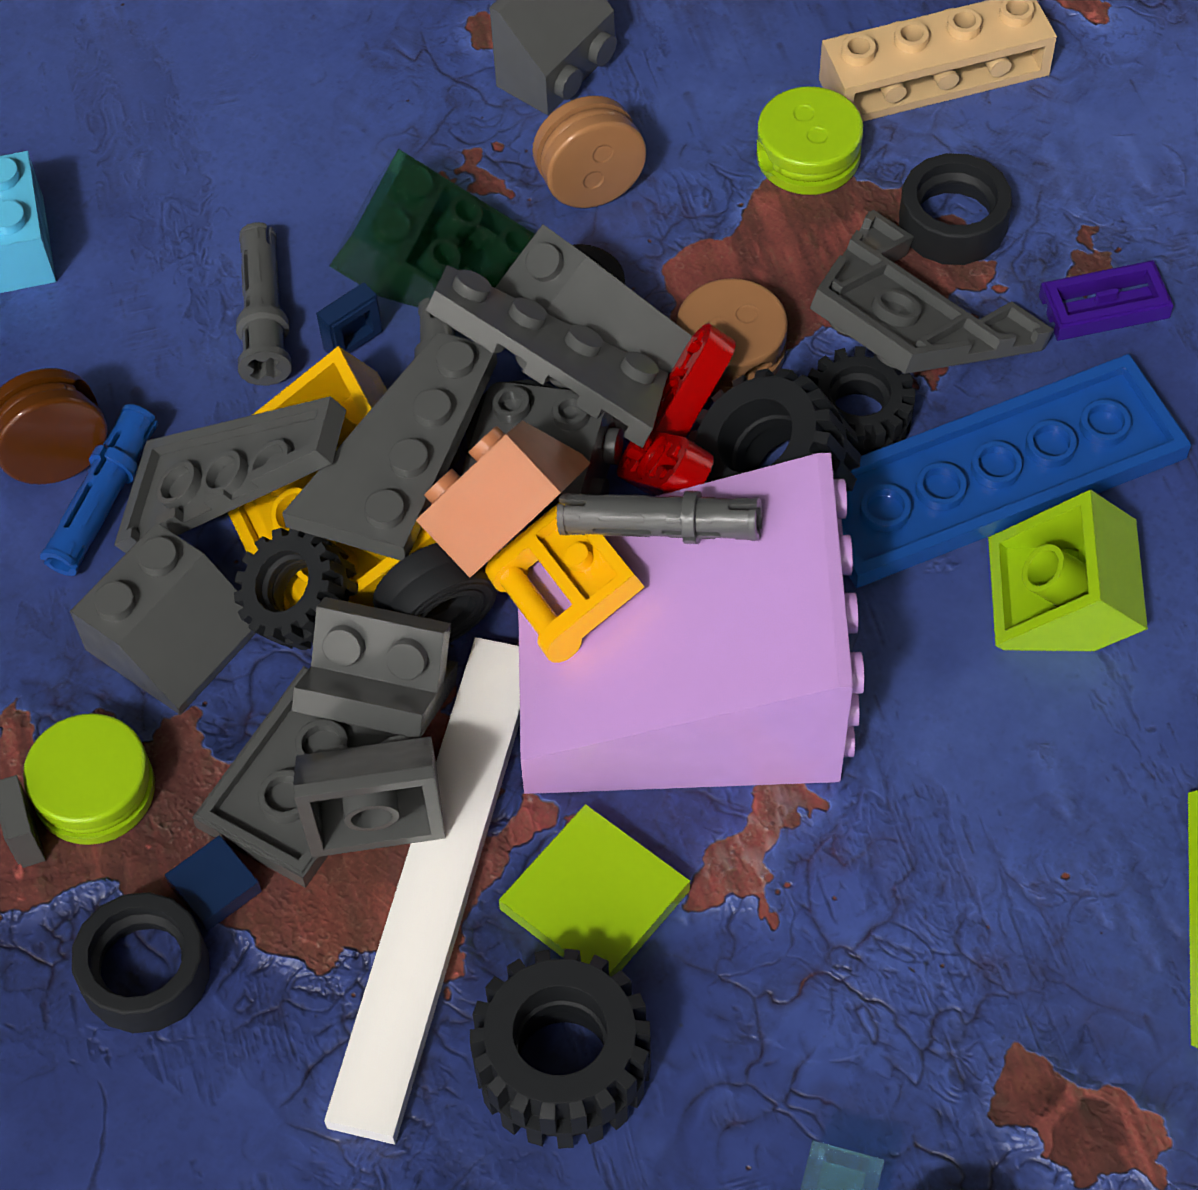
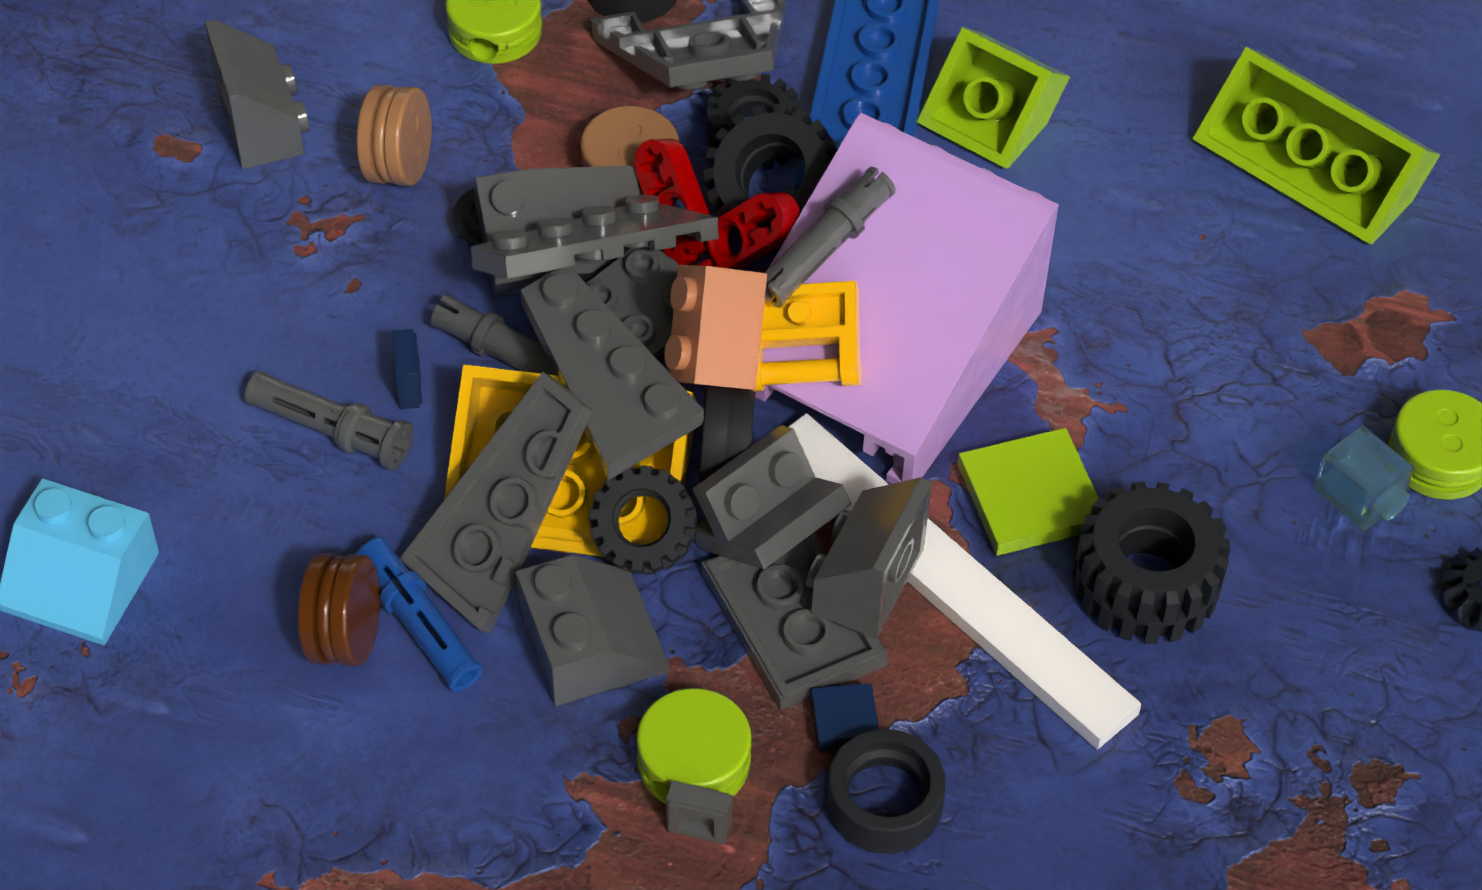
camera: 60 degrees left, 5 degrees down
(417, 227) = (376, 280): clear green slope -> none

